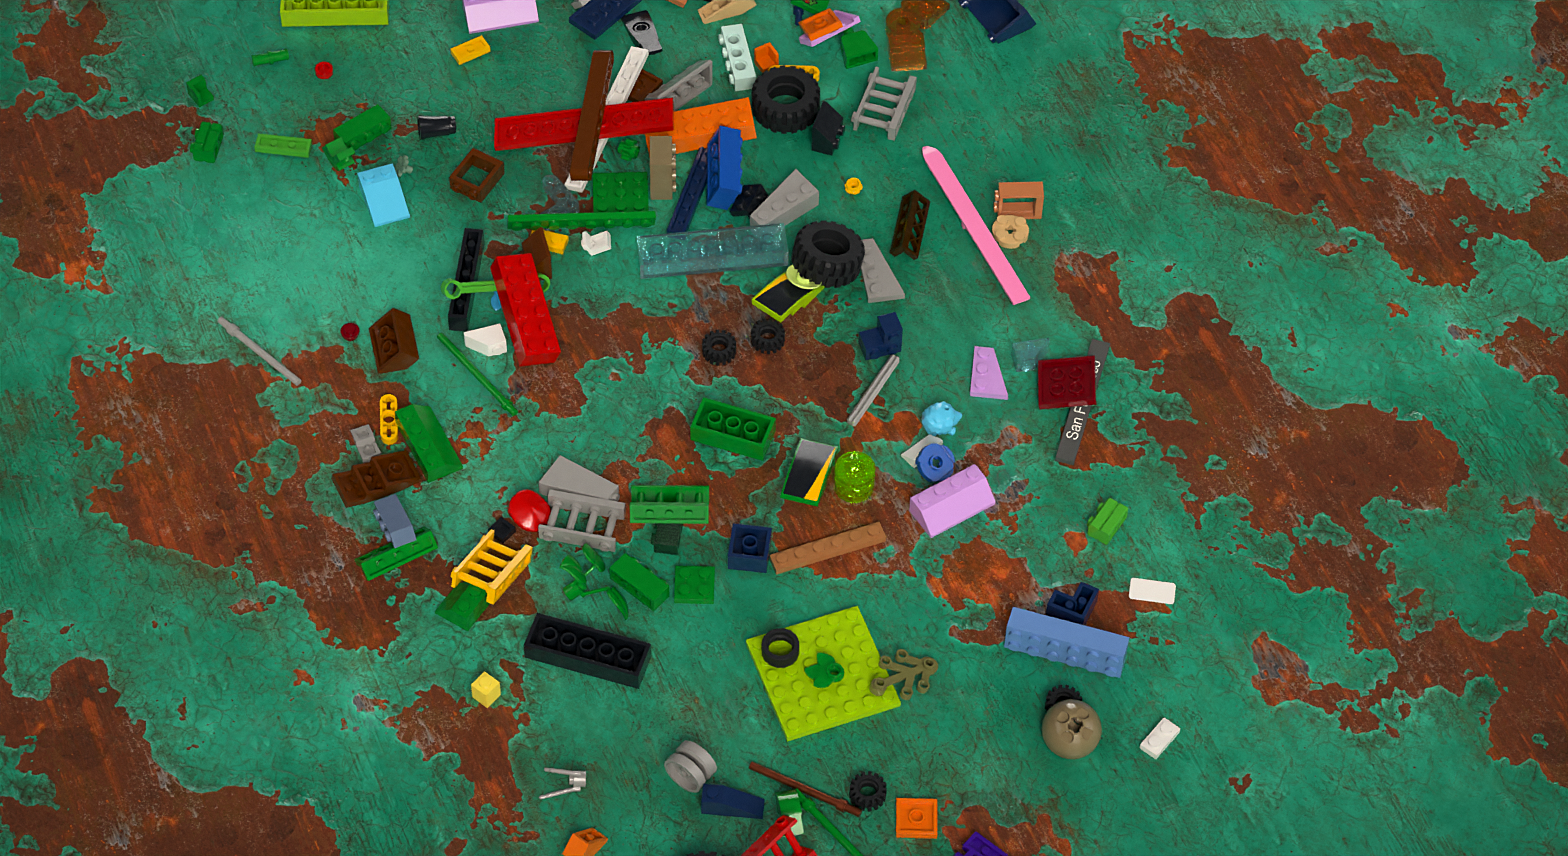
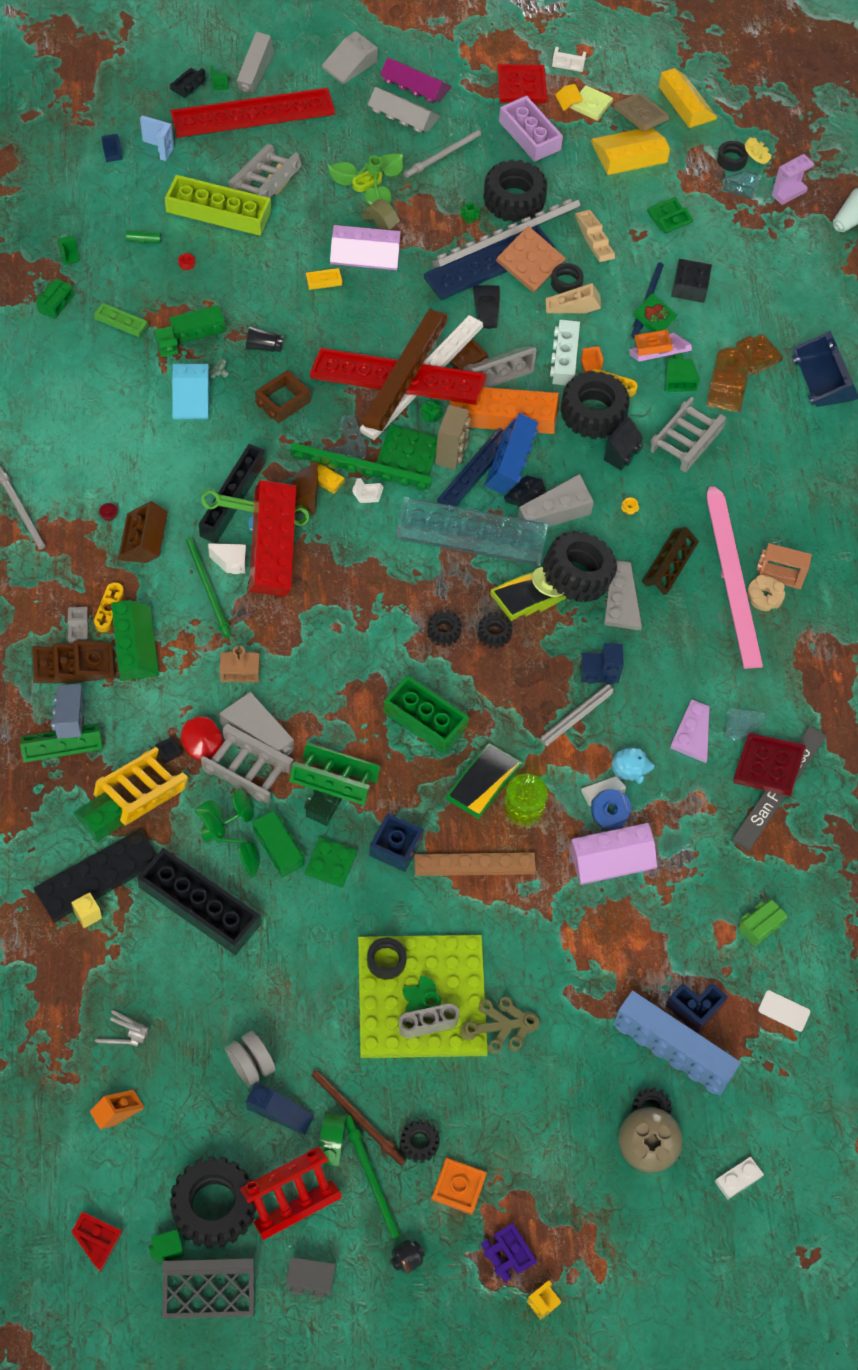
camera: 15 degrees right, 5 degrees up
(483, 653) = (96, 874): none -> black plate
(538, 436) = (239, 666): none -> medium nougat brick
(843, 680) = (435, 1013): none -> light grey beam

